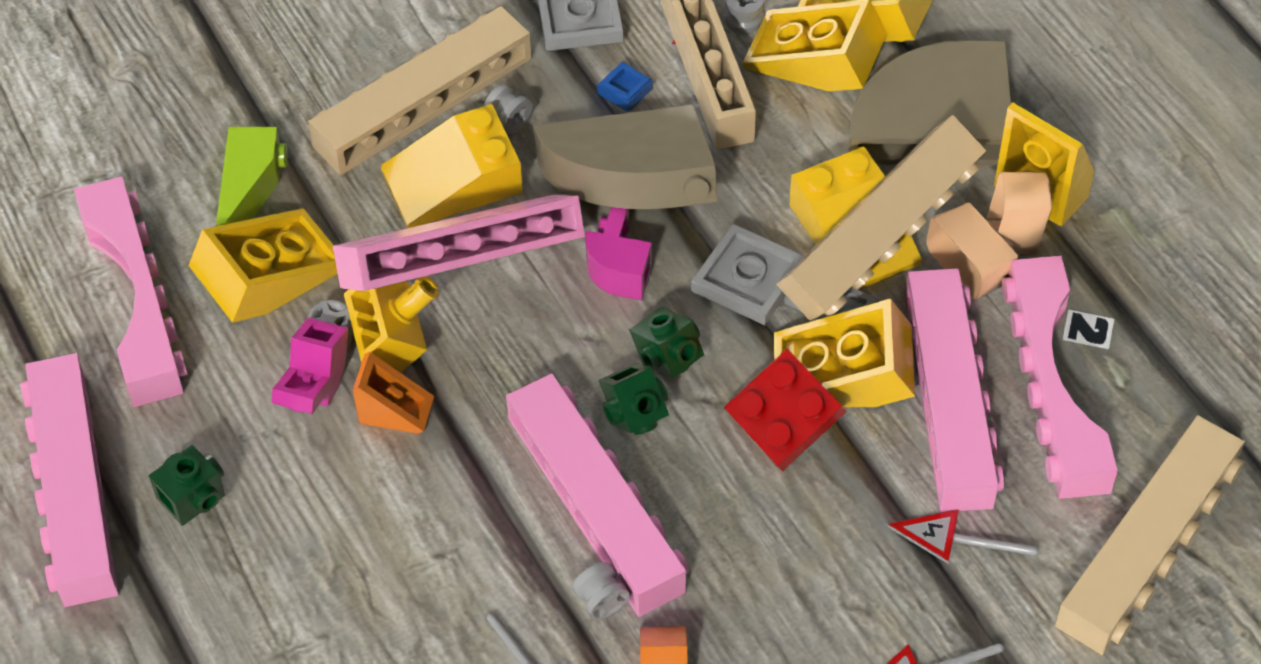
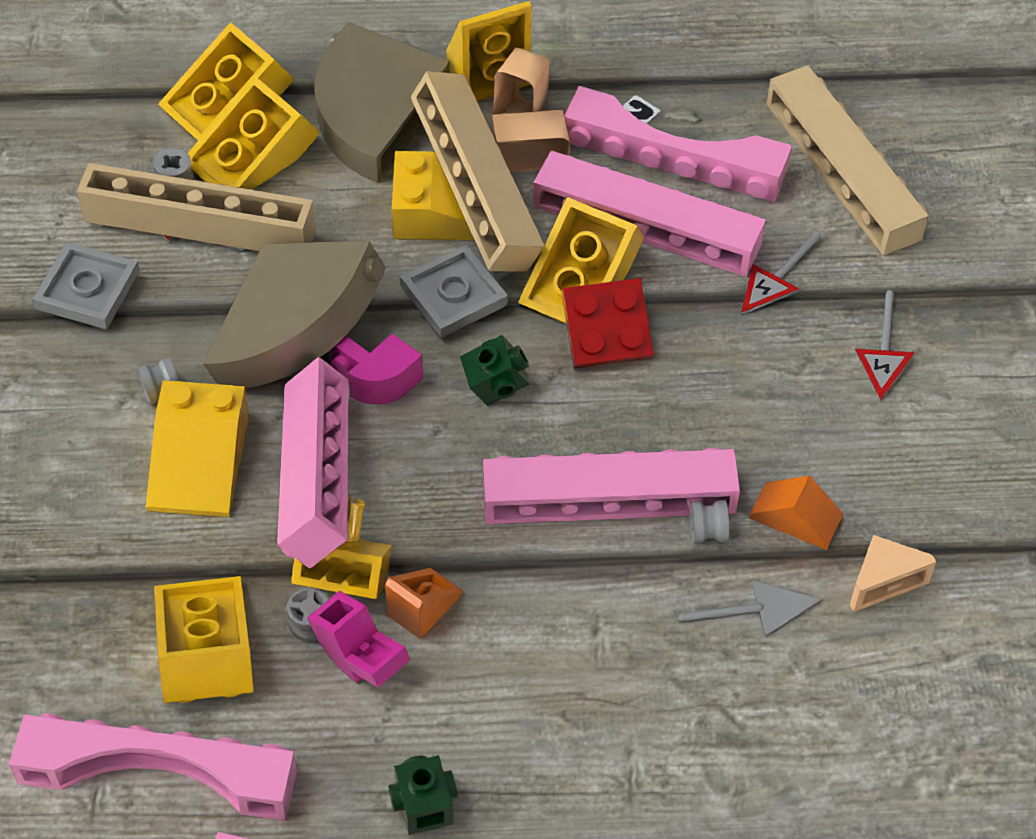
camera: 65 degrees left, 0 degrees up
(249, 171) = (81, 609): lime slope -> none
(420, 90) = (87, 439): tan brick -> none
(625, 86) = (190, 291): blue tile -> none
(634, 399) = (538, 415): dark green brick -> none

